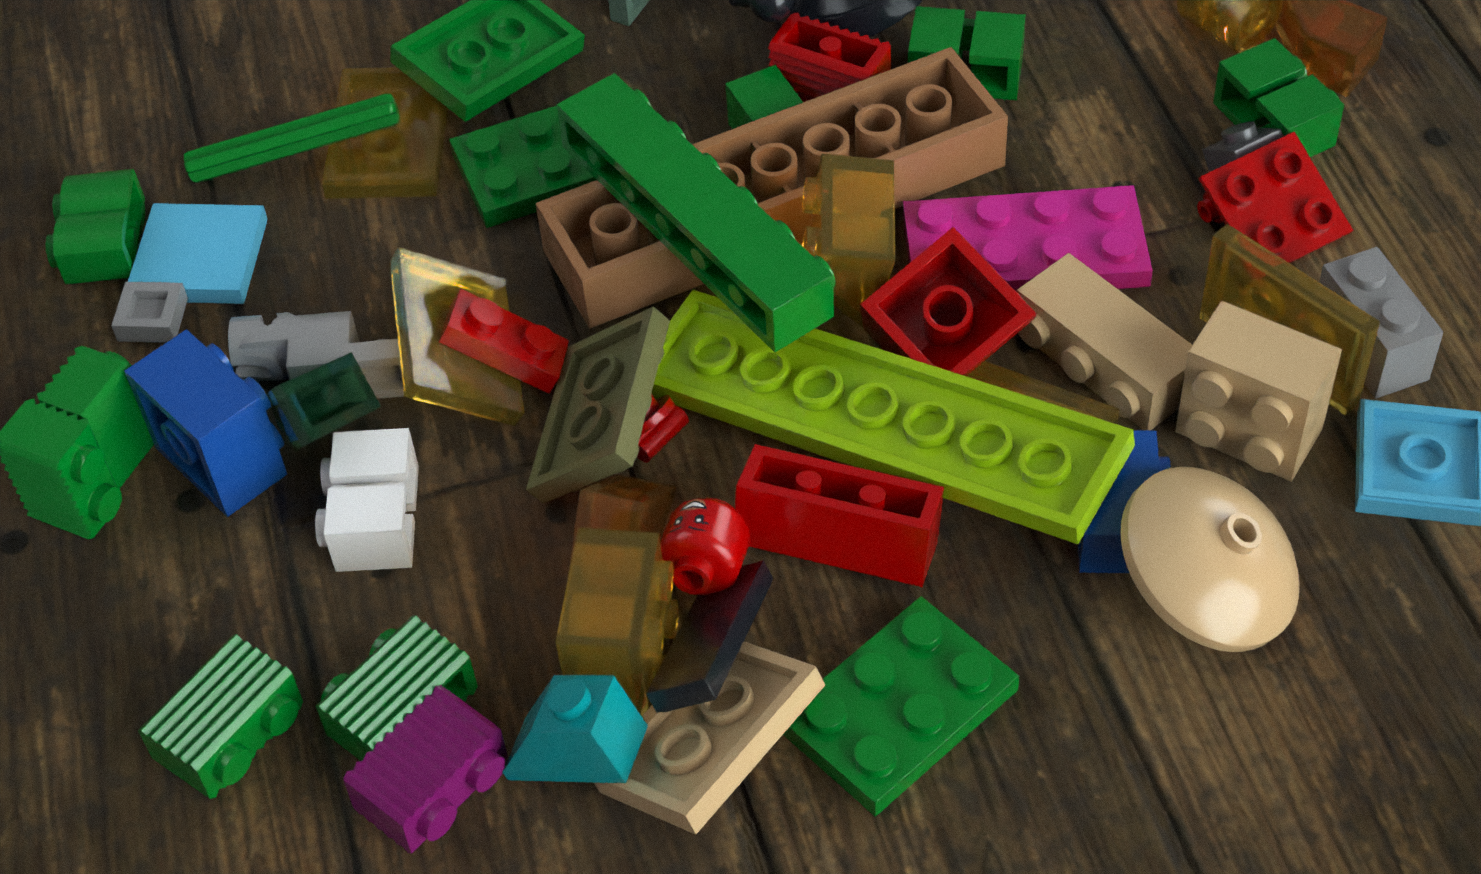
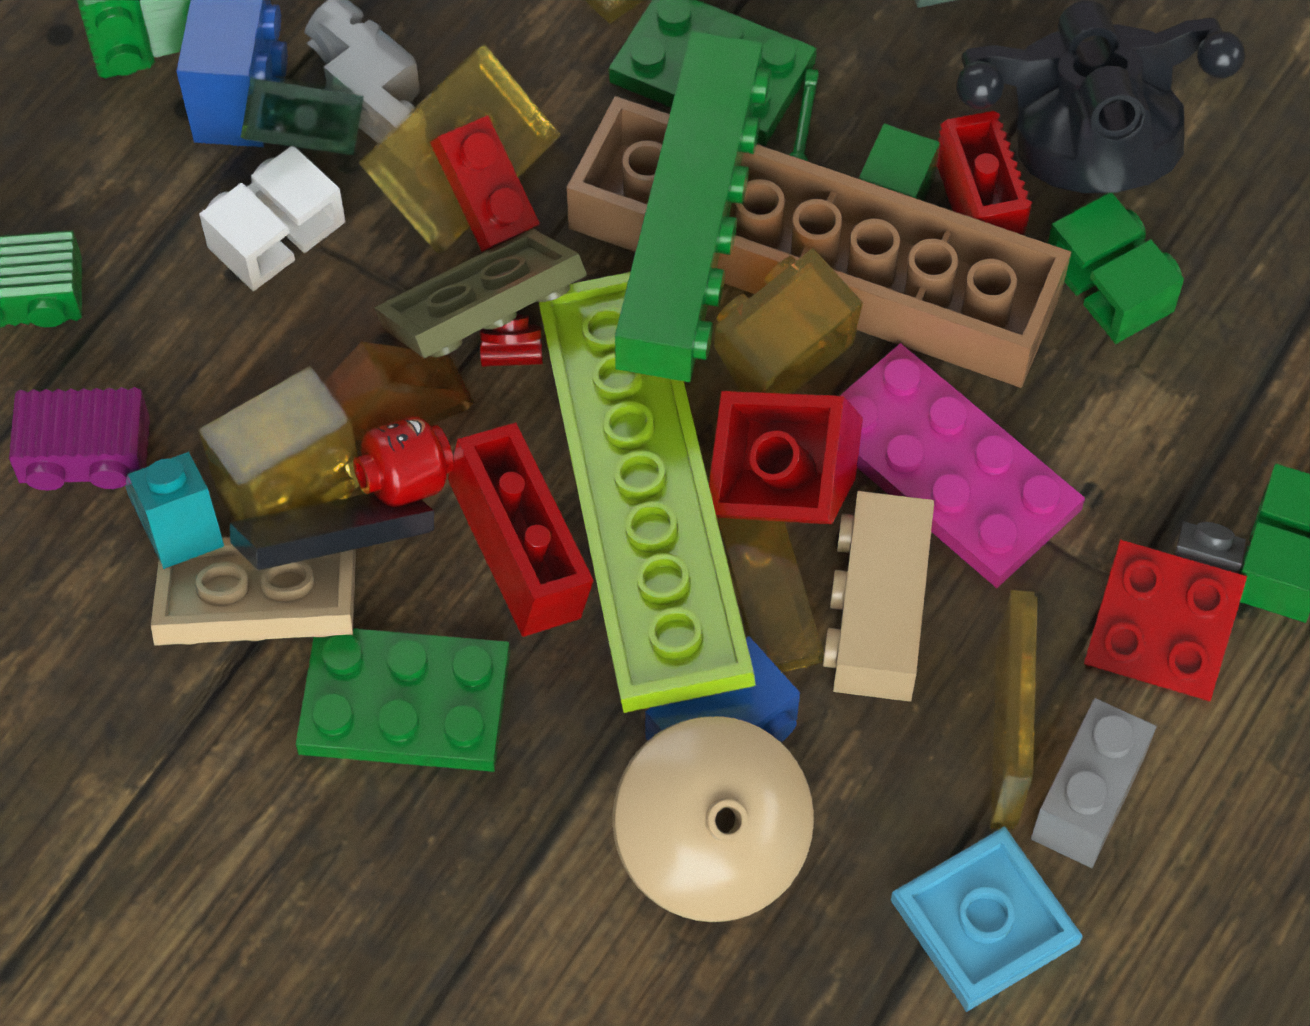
camera: 45 degrees right, 10 degrees up
(389, 684) = (140, 356): green brick -> none
(1256, 390) = (908, 738): tan brick -> none

